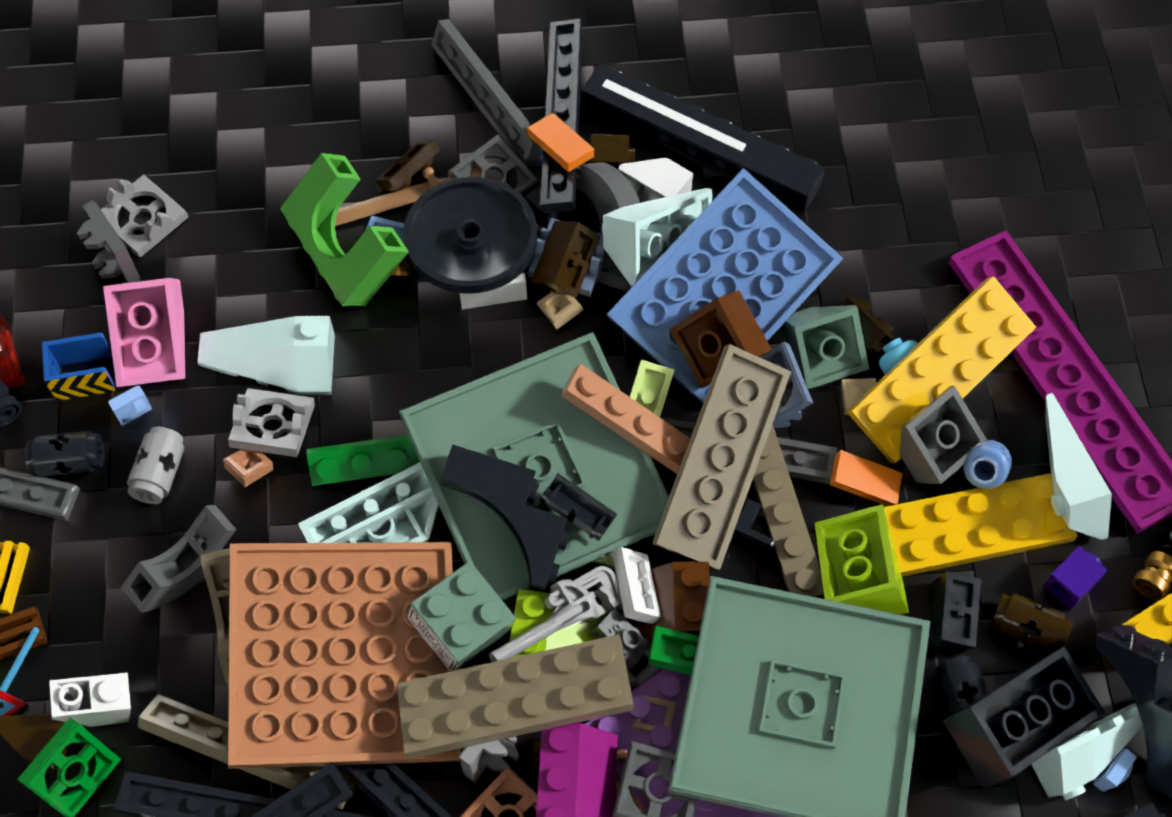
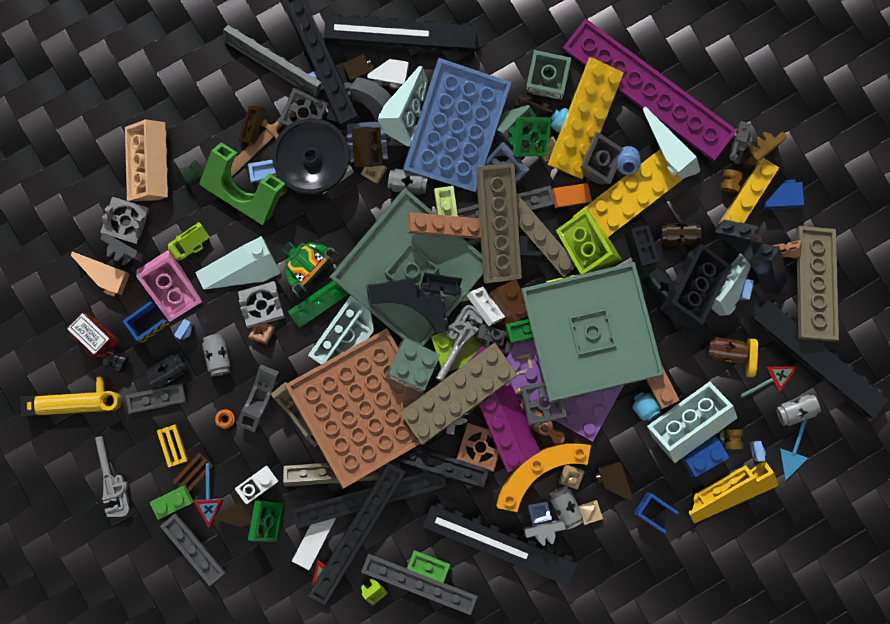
camera: 25 degrees left, 20 degrees up
(64, 278) = (104, 276): none -> light nougat slope
(106, 564) = (218, 419): none -> orange plate
(215, 280) = (190, 241): none -> lime piece
(224, 148) = (146, 161): none -> light nougat slope
(277, 191) = (192, 172): none -> clear green wheel
(376, 391) = (305, 263): none -> torso
(560, 142) = (332, 81): orange tile -> none
(617, 346) = (398, 176): none -> light grey piece
(711, 328) = (466, 154): reddish brown slope -> none
(858, 362) = (542, 138): none -> green piece
(908, 282) = (548, 75): none -> sand green brick
(1075, 577) = (692, 200): dark purple brick -> none

